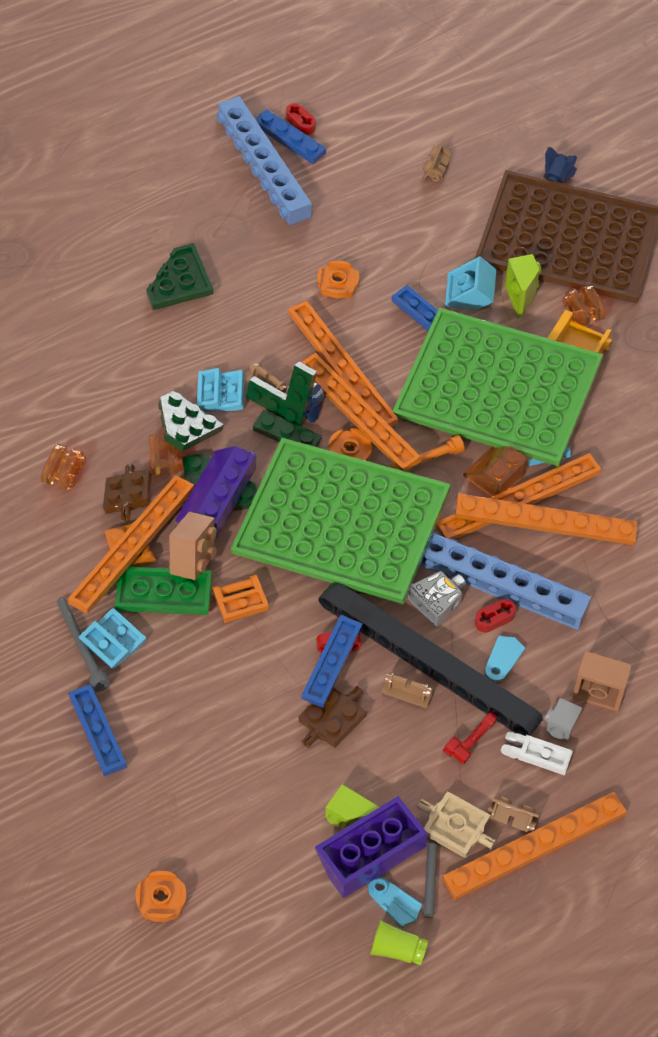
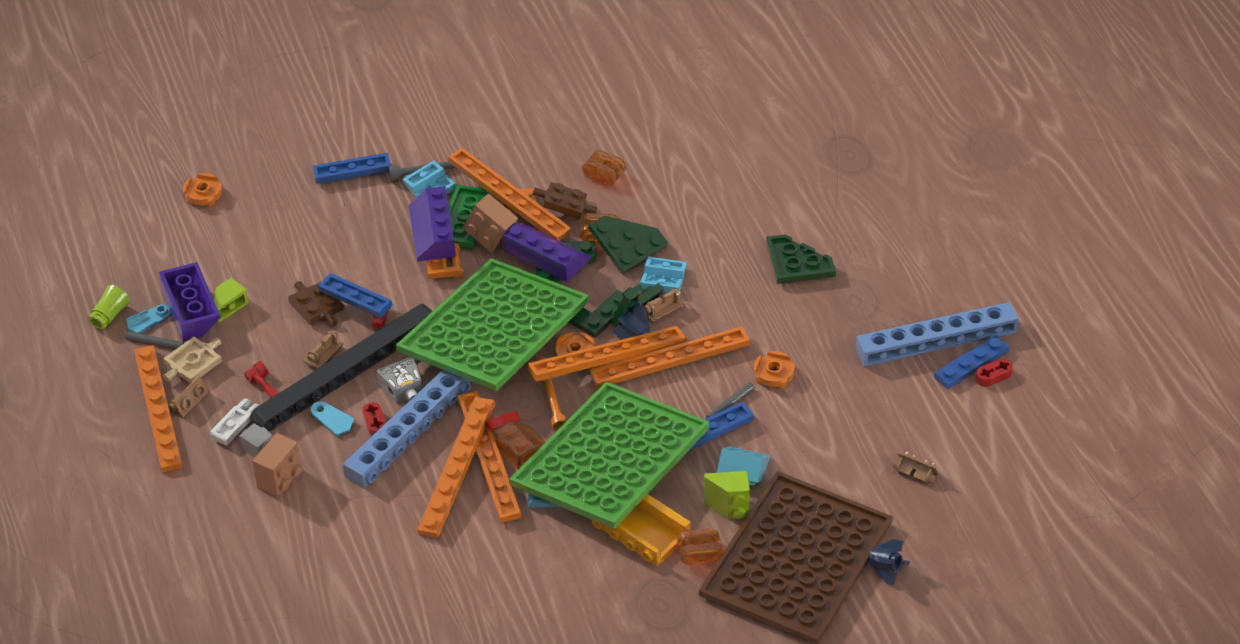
camera: 105 degrees right, 10 degrees down
(198, 608) = (432, 225): none -> dark purple slope
(388, 311) = (733, 399): none -> dark grey bar
(475, 482) = (501, 420): none -> red beam

